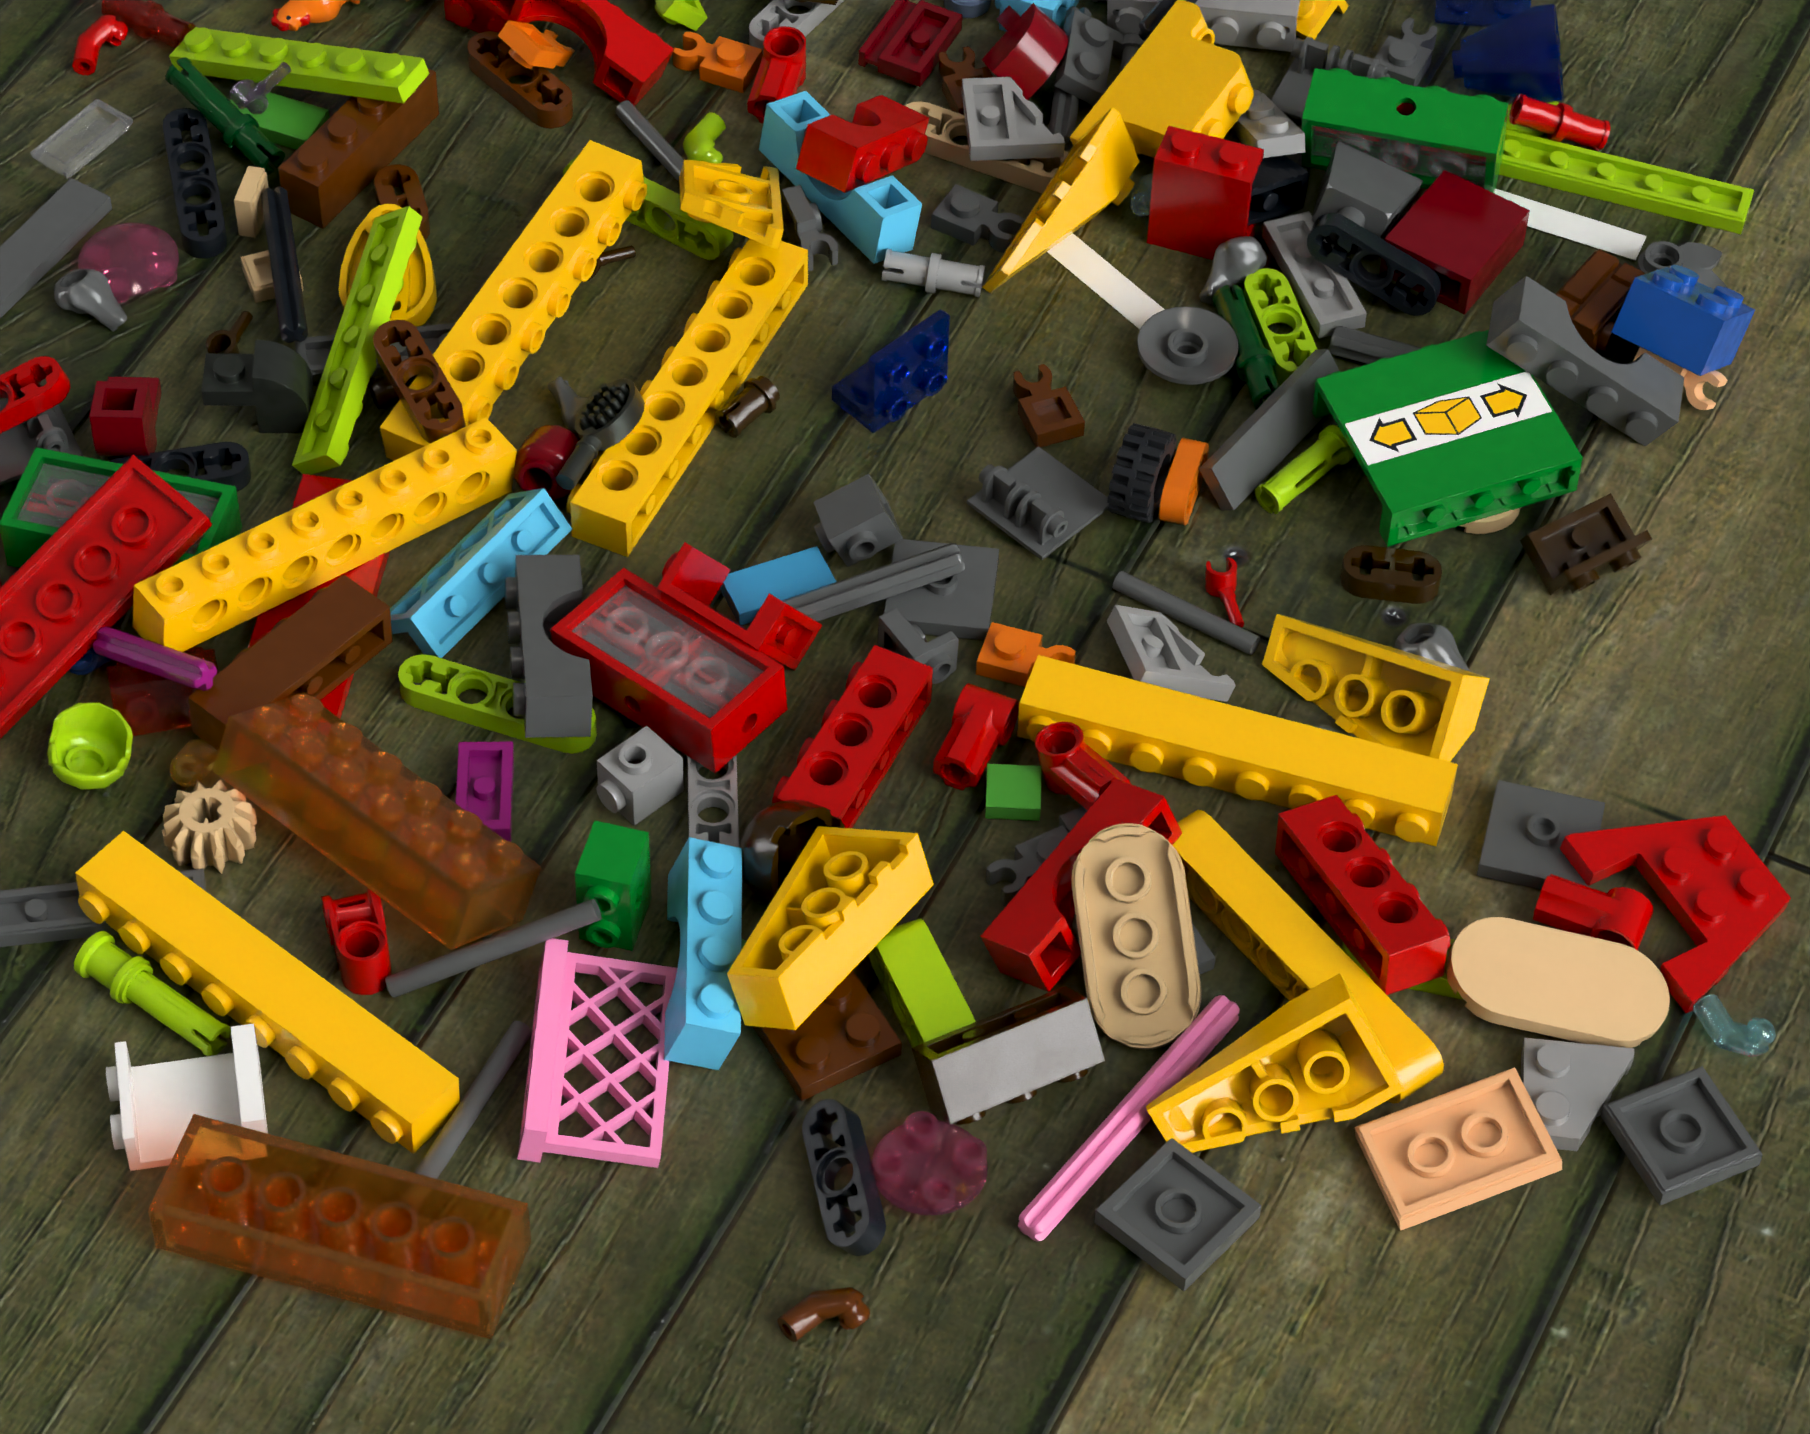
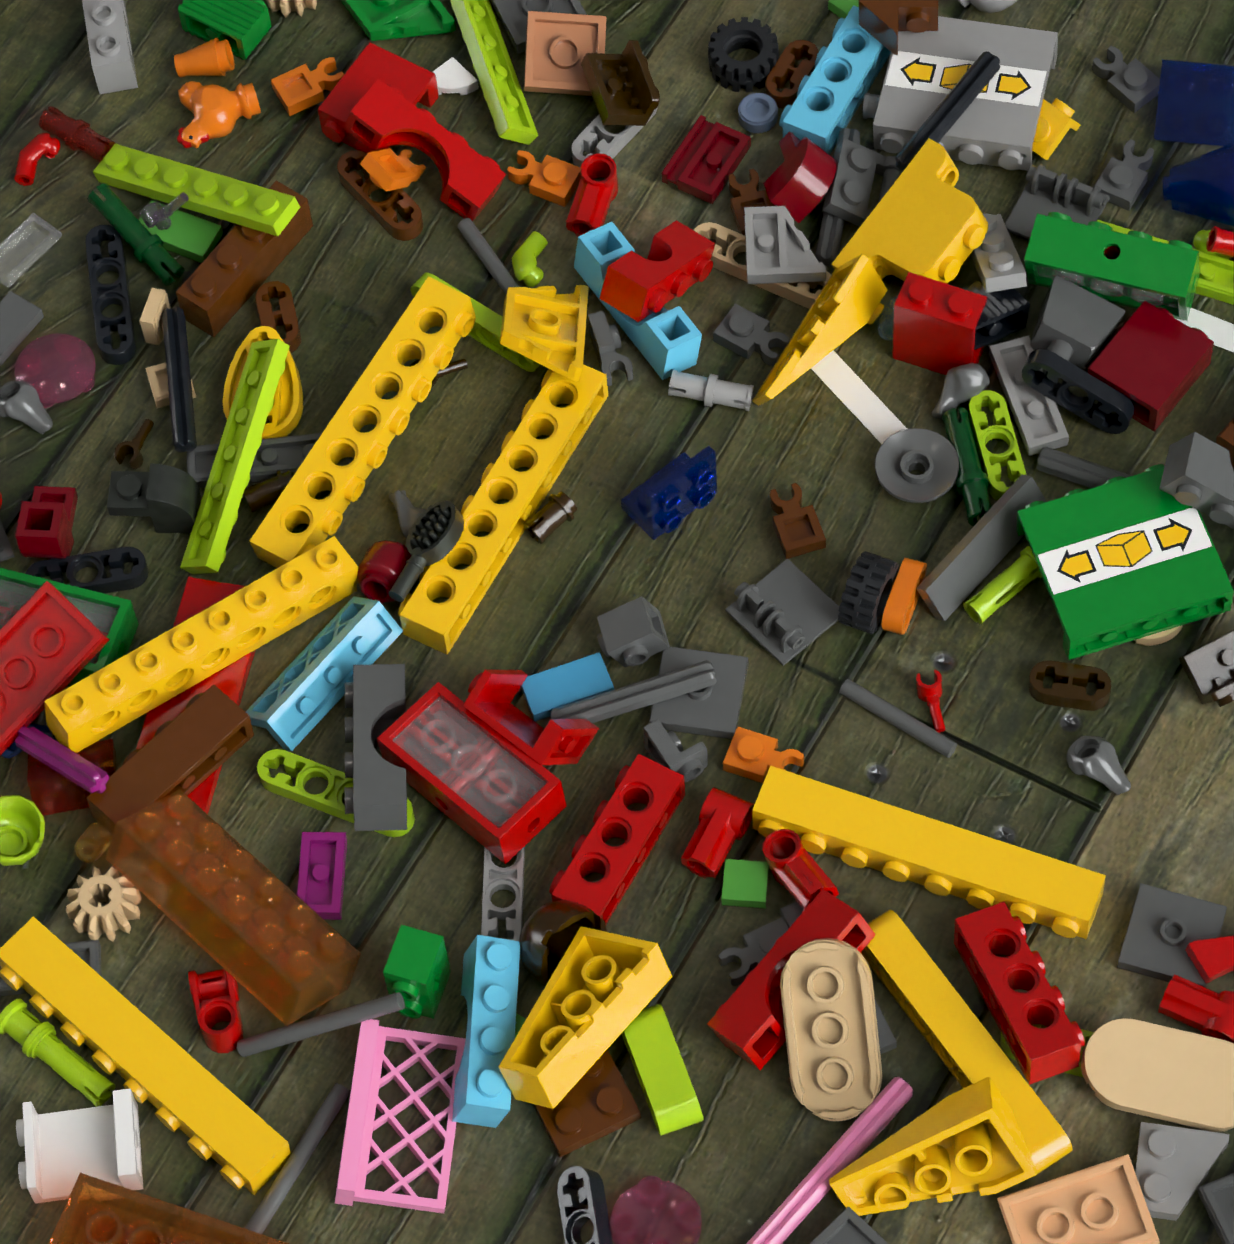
camera: 10 degrees right, 10 degrees up
(418, 362) = (266, 494): reddish brown beam -> none
(639, 776) = (444, 865): light grey brick -> none
(1008, 1056) = (723, 1130): brick -> none
(1163, 656) = (874, 762): light grey wing -> none
(1377, 688) = (1059, 804): yellow wedge -> none

